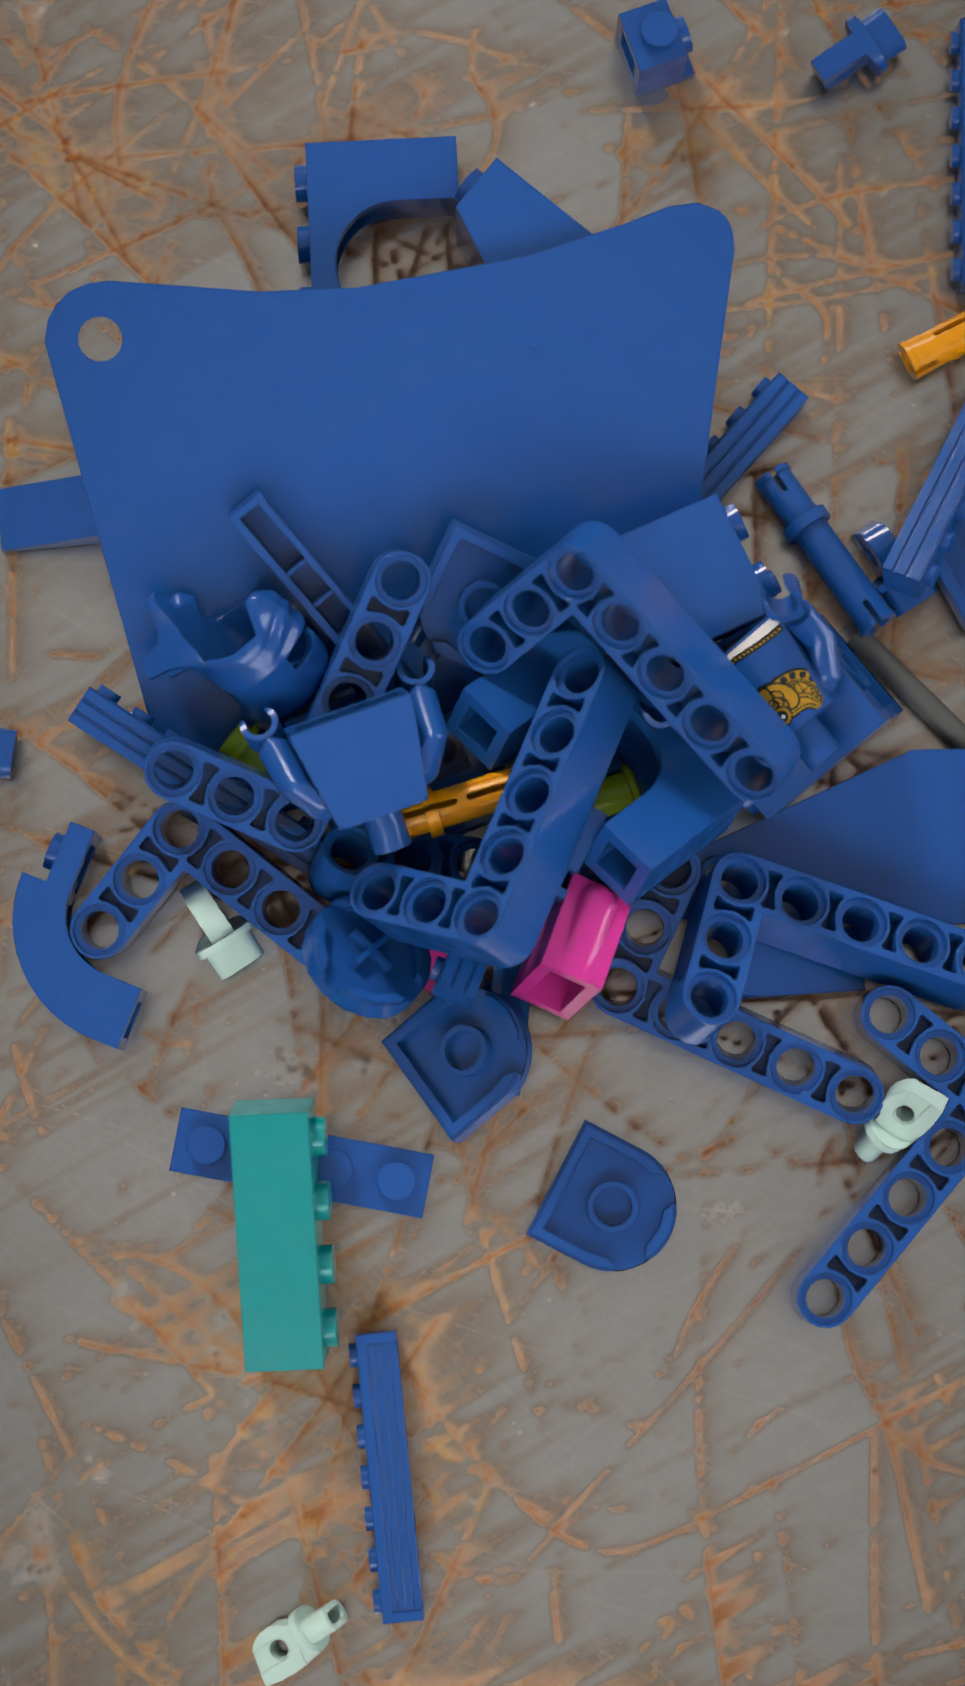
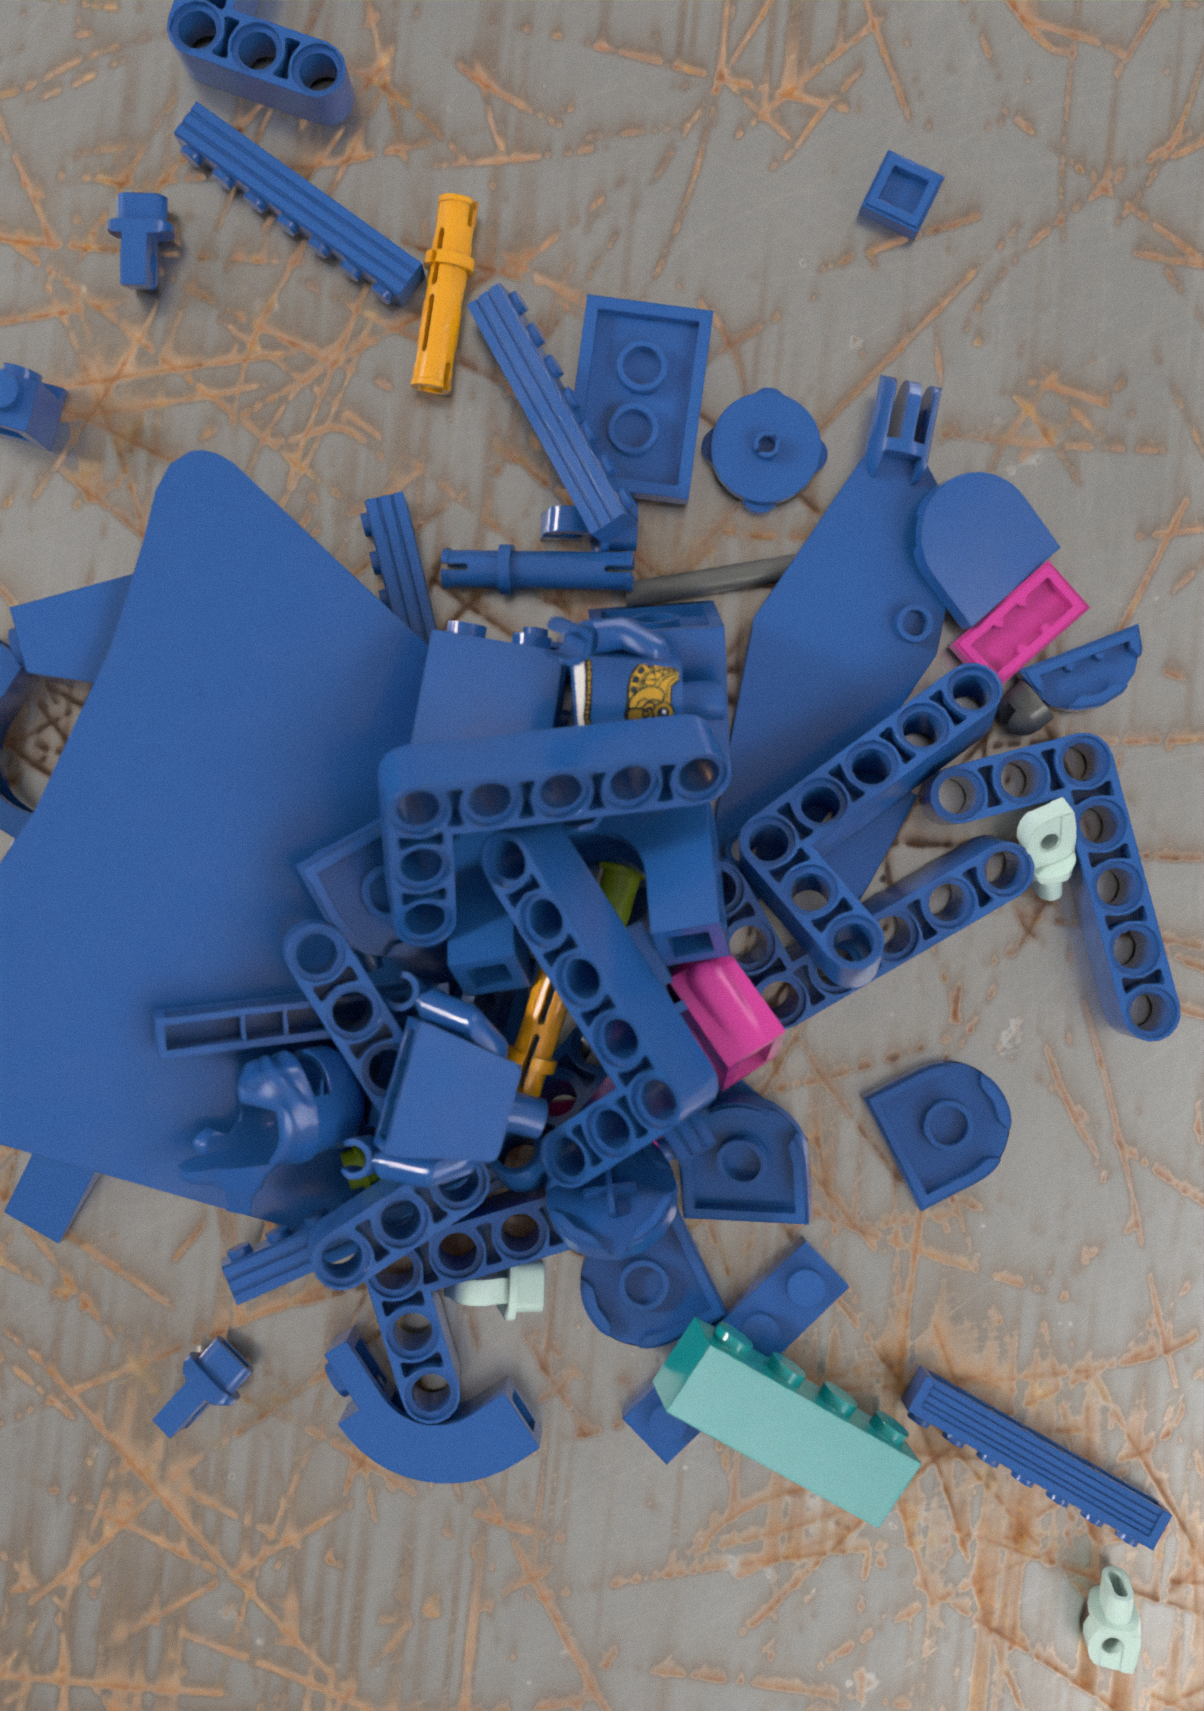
camera: 55 degrees left, 5 degrees up
(308, 1047) = (651, 1294): none -> blue tile

